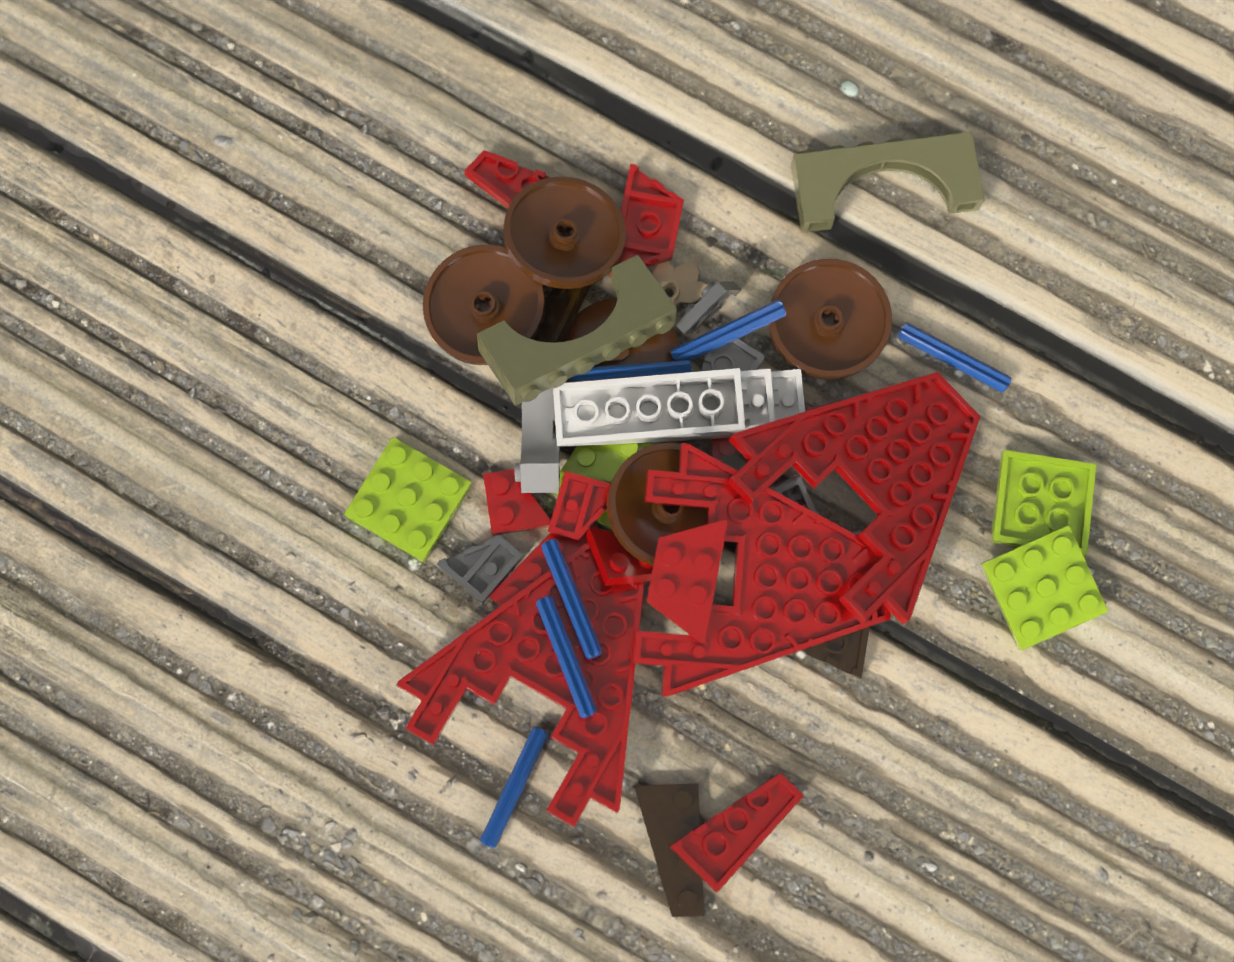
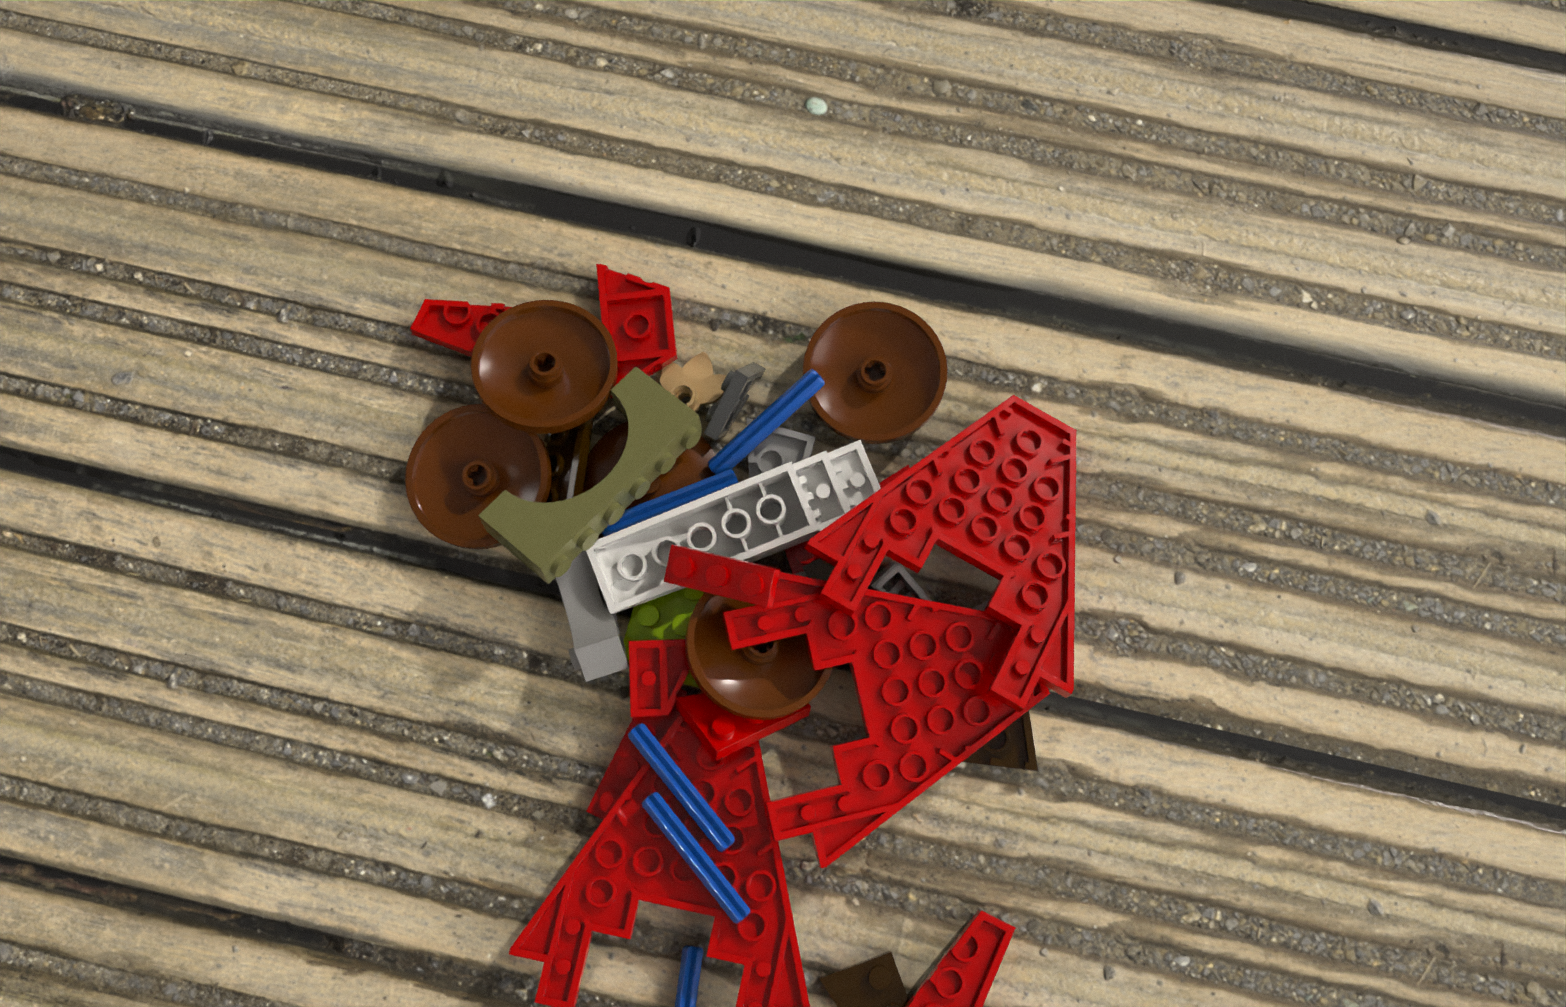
camera: 15 degrees left, 0 degrees up
(408, 499) = (459, 727): lime plate -> none
(482, 566) = (568, 779): dark grey wing -> none
(508, 507) = (579, 702): red wing -> none
(656, 440) = (722, 575): none -> red plate
(687, 576) = (805, 722): red wing -> none
(942, 161) = (942, 157): olive arch -> none
(954, 357) = (1026, 372): blue axle -> none
(1040, 496) = (1177, 506): lime plate -> none
(1044, 587) = (1208, 602): lime plate -> none

